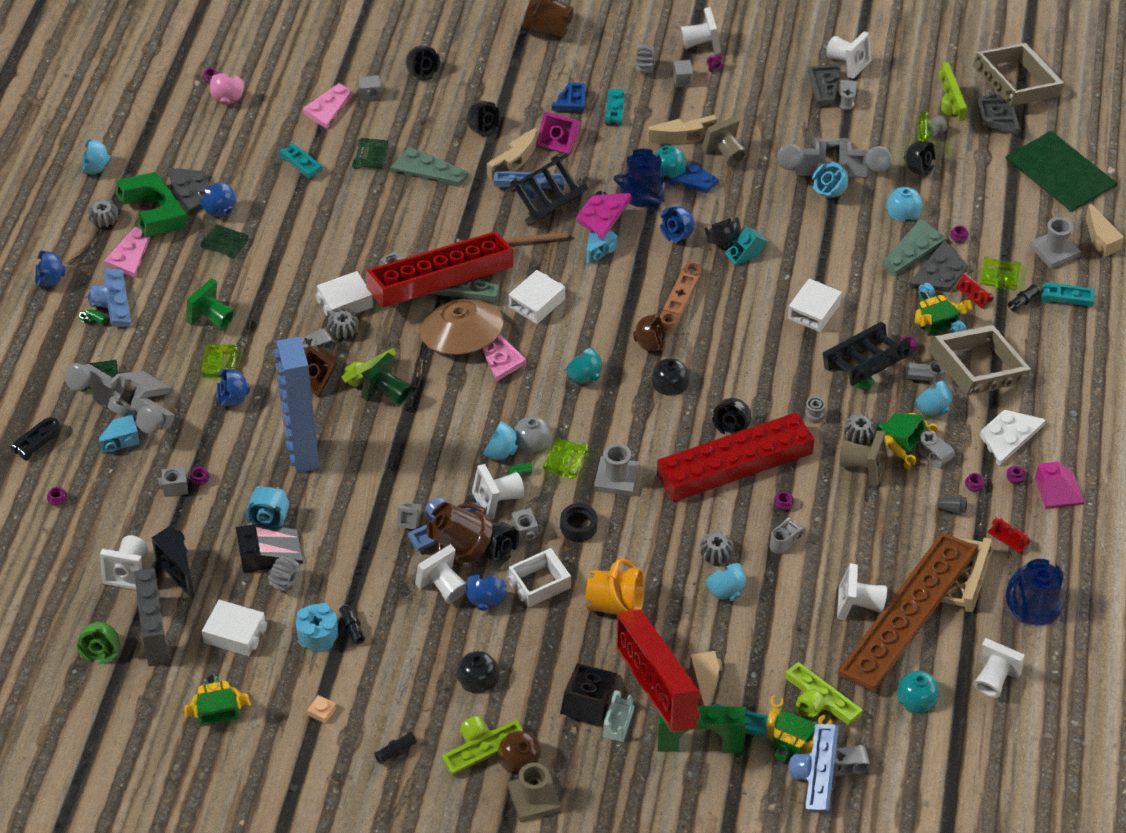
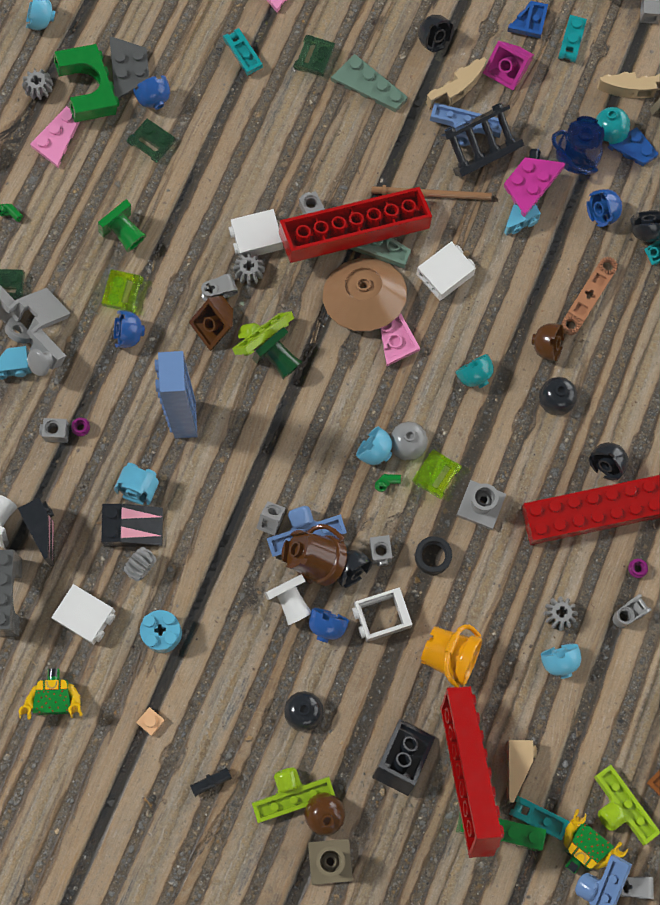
camera: 10 degrees right, 25 degrees up
(112, 296) = (31, 191): medium blue plate -> none
(352, 624) = (195, 631): black pin -> none
(491, 491) = (355, 507): white plant -> none
(618, 717) = (426, 791): light aqua hinge -> none

